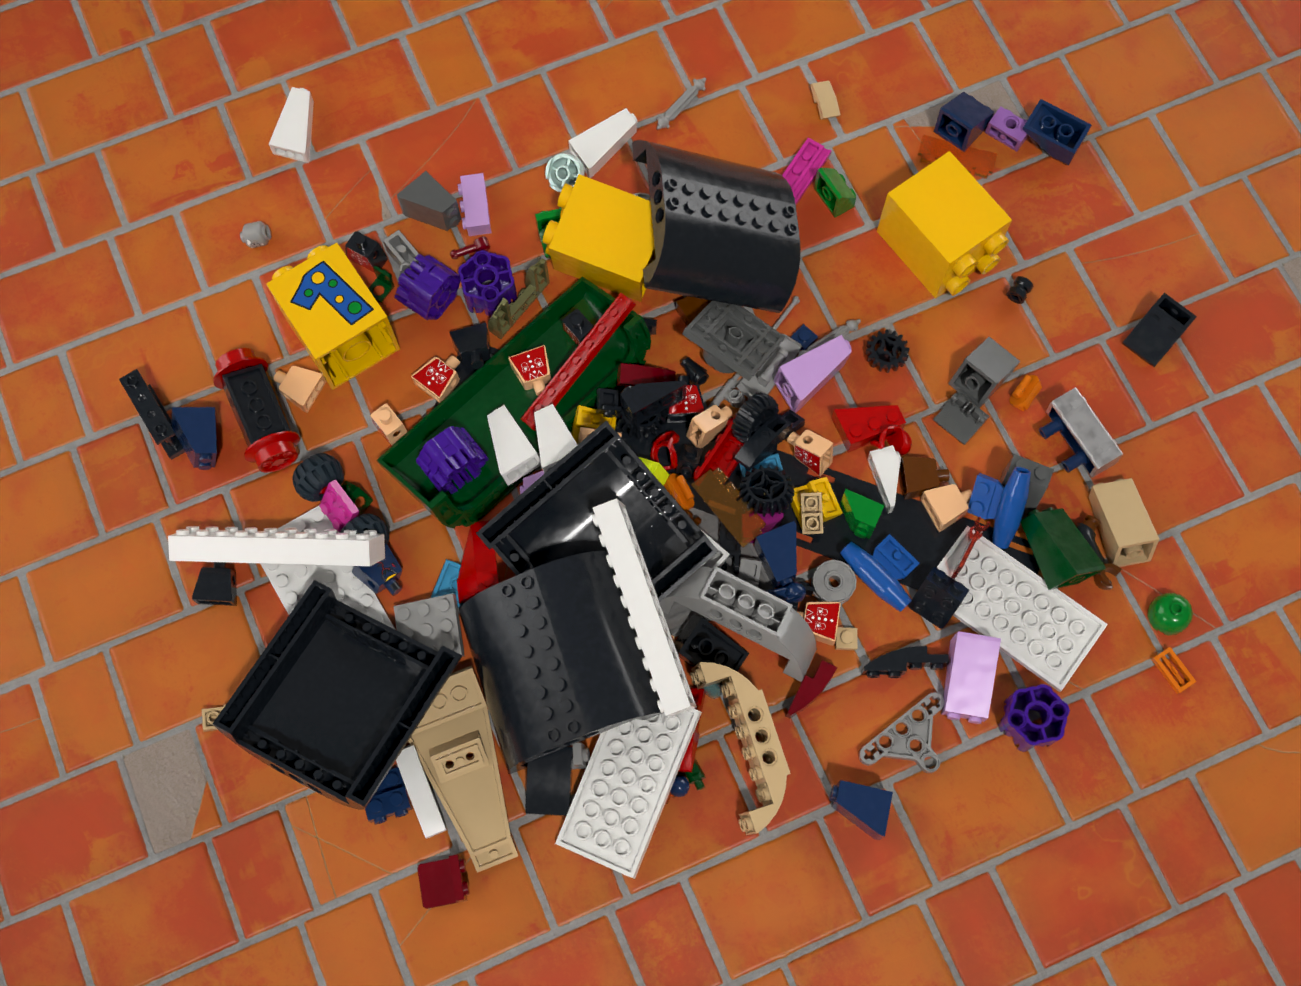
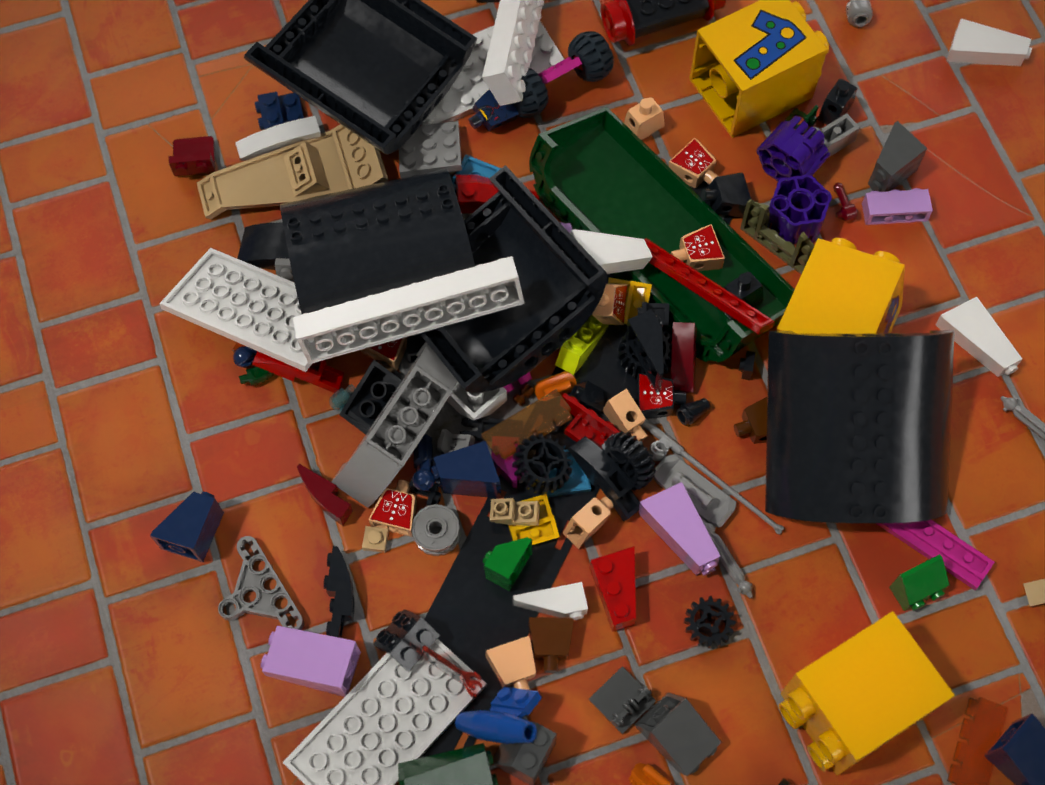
camera: 95 degrees right, 5 degrees down
(300, 386) = (682, 48): light nougat torso -> none
(354, 492) = (575, 87): dark green bracket -> none
(451, 454) = (602, 163): dark purple piece -> none
(512, 449) = (613, 217): white slope -> none
(563, 169) = (935, 292): light aqua cylinder -> none
(666, 439) = (611, 372): red piece -> none
(733, 338) = (721, 440): dark grey piece -> none
(768, 776) = (280, 428): tan slope -> none
(804, 337) = (731, 533): dark blue plate -> none
(883, 569) = (444, 582): blue plate -> none
(900, 439) = (595, 621): red piece -> none
(1017, 723) = (271, 729): dark purple piece -> none

